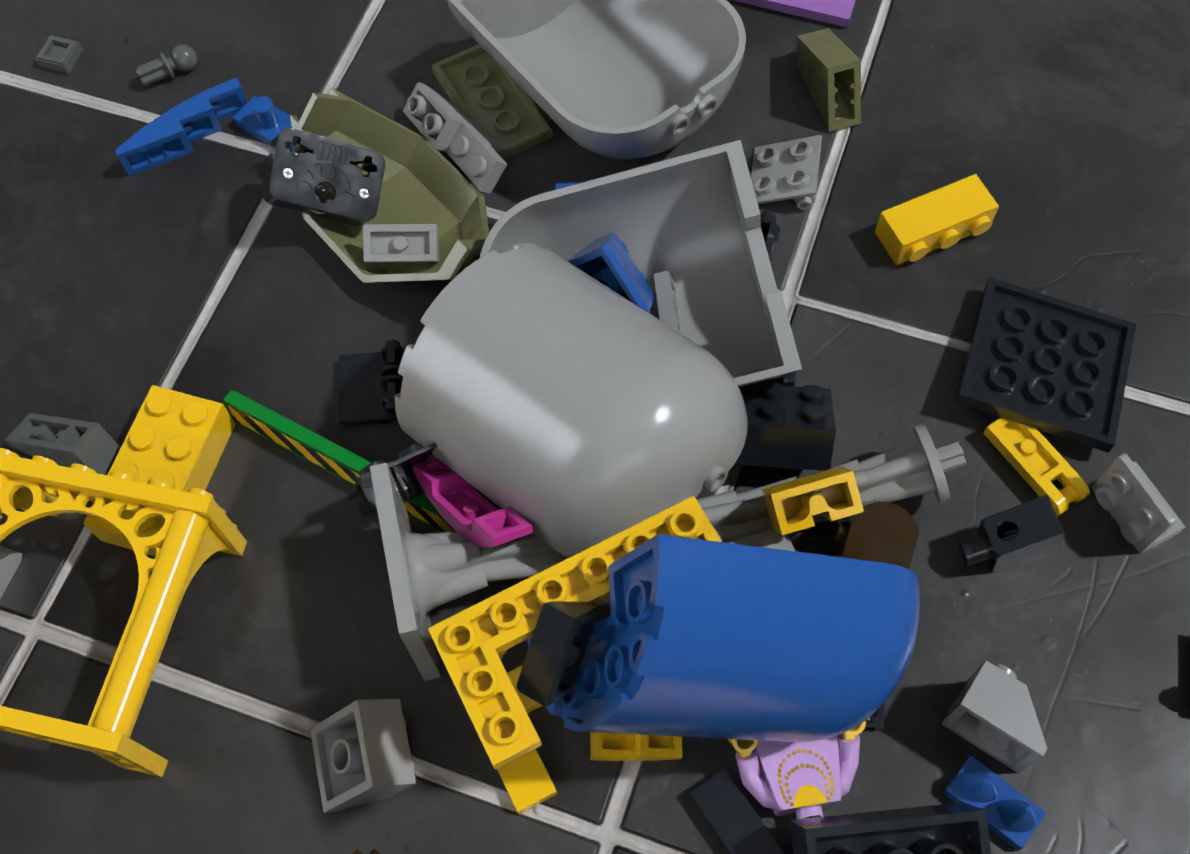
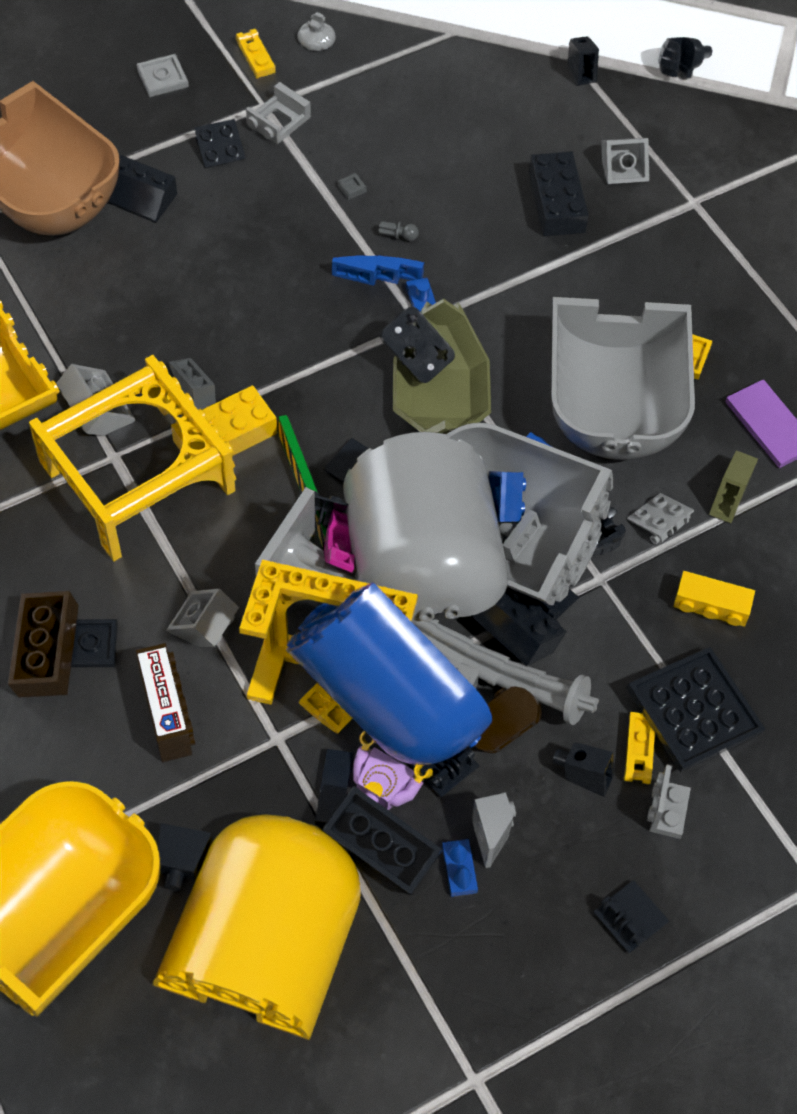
camera: 35 degrees right, 5 degrees down
(401, 242) = (426, 404): light grey tile -> none
(457, 135) = (507, 369): light grey slope -> none
(492, 101) = (536, 372): olive tile -> none
(557, 650) = (305, 610): black slope -> none
(826, 493) = (487, 660): yellow brick -> none

